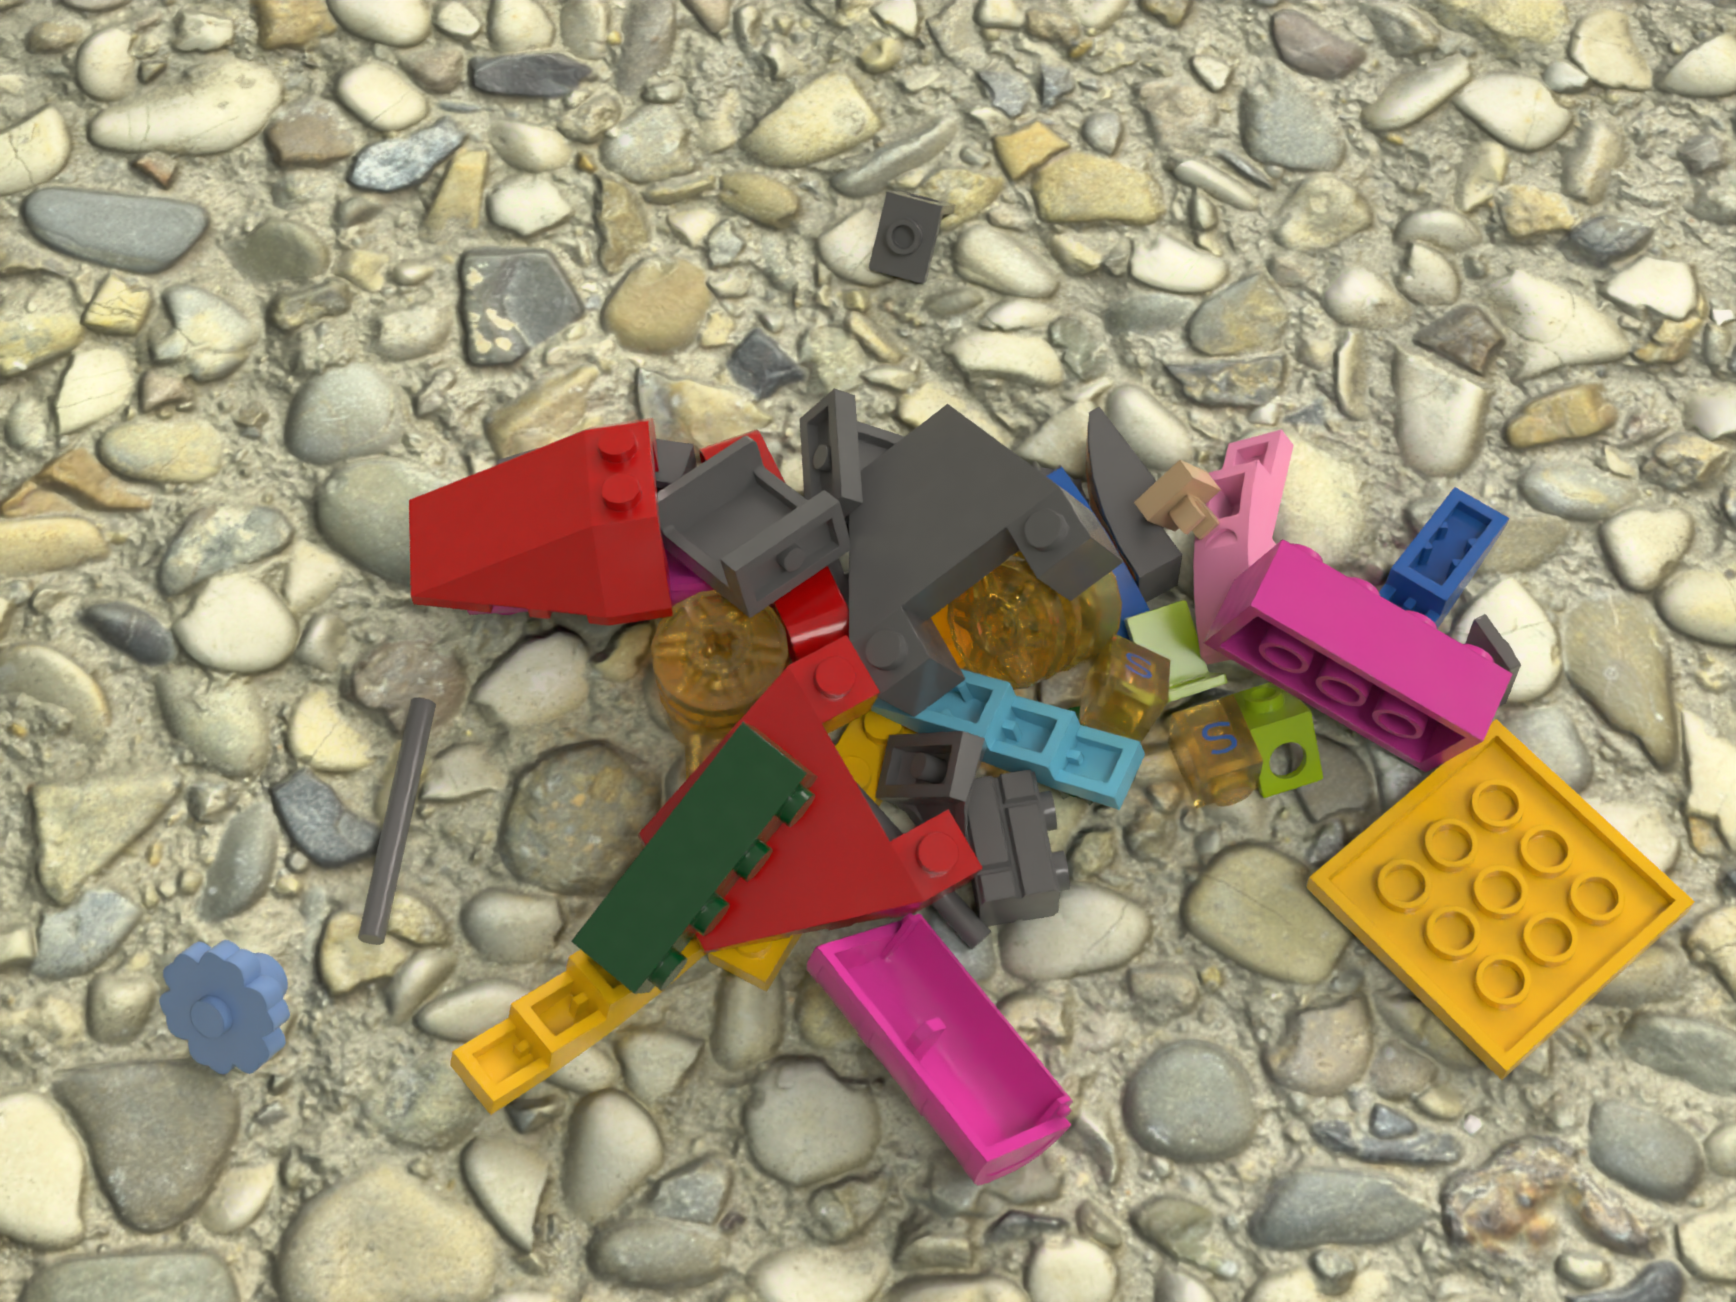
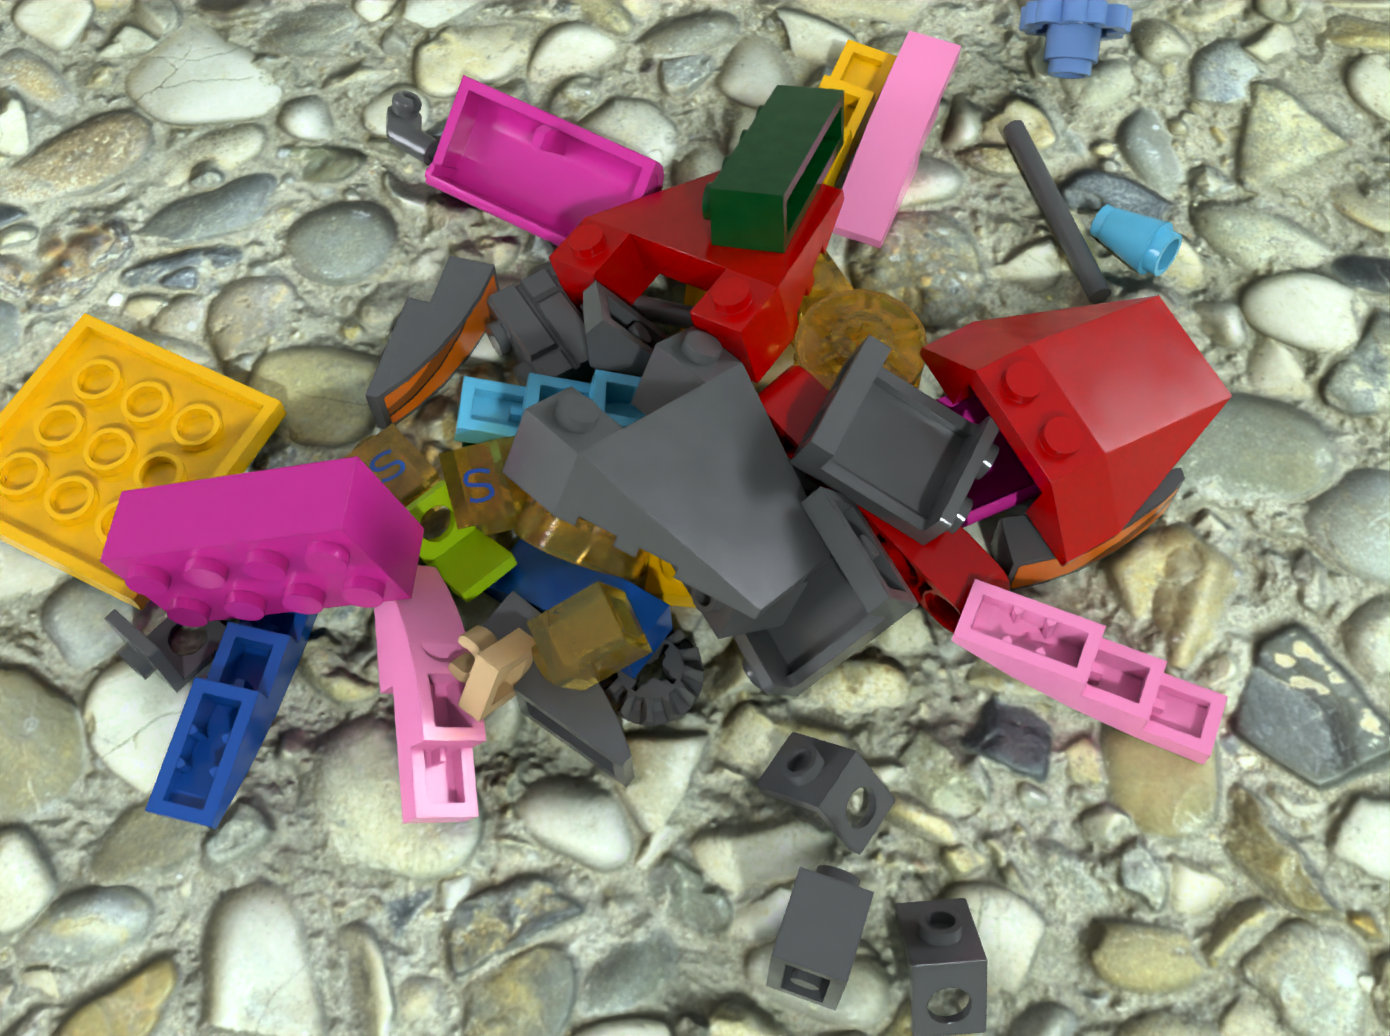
camera: 155 degrees right, 0 degrees up
(348, 737) = (1137, 239): none -> medium azure cone
(503, 957) = (895, 138): none -> bright pink slope
(679, 364) = (1088, 673): none -> bright pink slope
(942, 368) = (822, 780): none -> dark grey bracket
(1001, 242) = (819, 935): none -> dark grey brick
(1071, 1220) = (405, 127): none -> dark grey arm
(1096, 467) = (587, 637): none -> clear yellow brick
(1125, 896) = (432, 340): none -> dark grey slope

